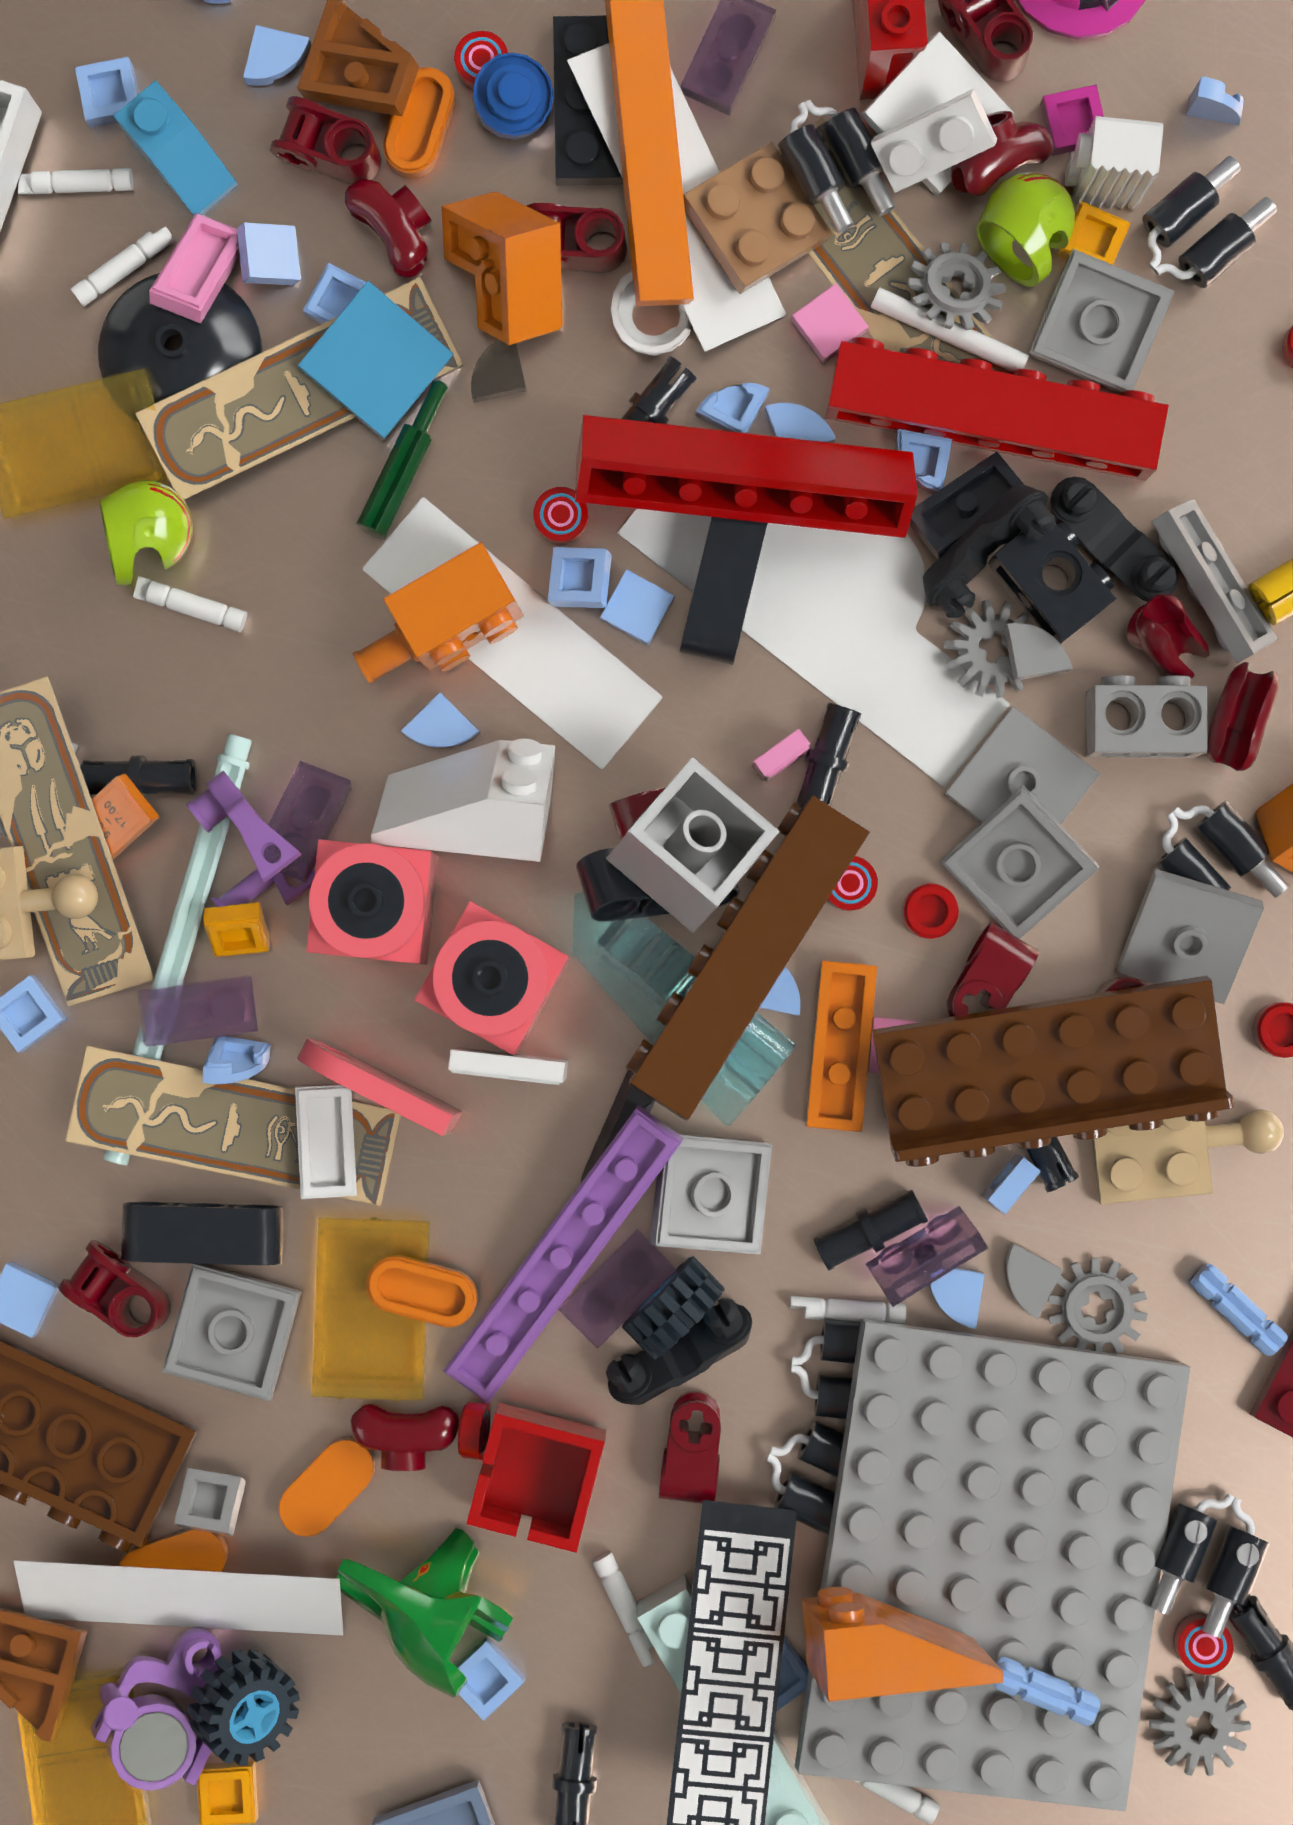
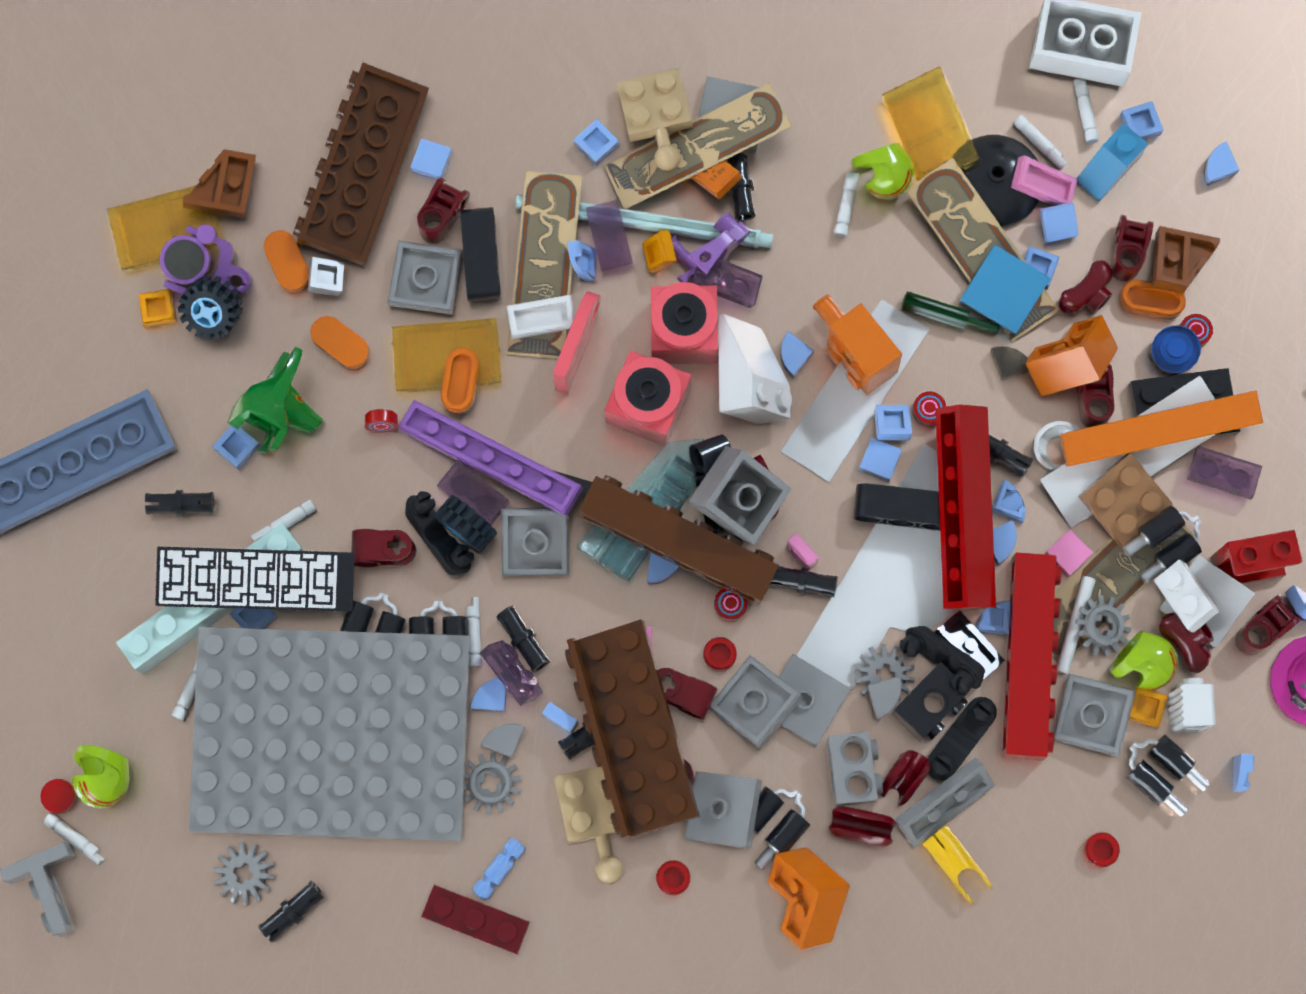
camera: 85 degrees right, 10 degrees down
(180, 1597) = (269, 267): white sticker -> none
(274, 55) = (1178, 211): light blue tile -> none
(404, 1436) = (373, 380): dark red piece -> none
(508, 1066) = (597, 414): white tile -> none
(540, 1471) = (360, 461): red piece -> none
(841, 1046) = (624, 607): orange plate -> none
(875, 1649) = (280, 654): orange slope -> none
(1048, 1692) = (259, 768): light blue axle -> none
(1070, 114) = (1224, 684): dark pink tile -> none
(1200, 1650) = (292, 870): red tile -> none
(1234, 1568) = (340, 881): black piece -> none

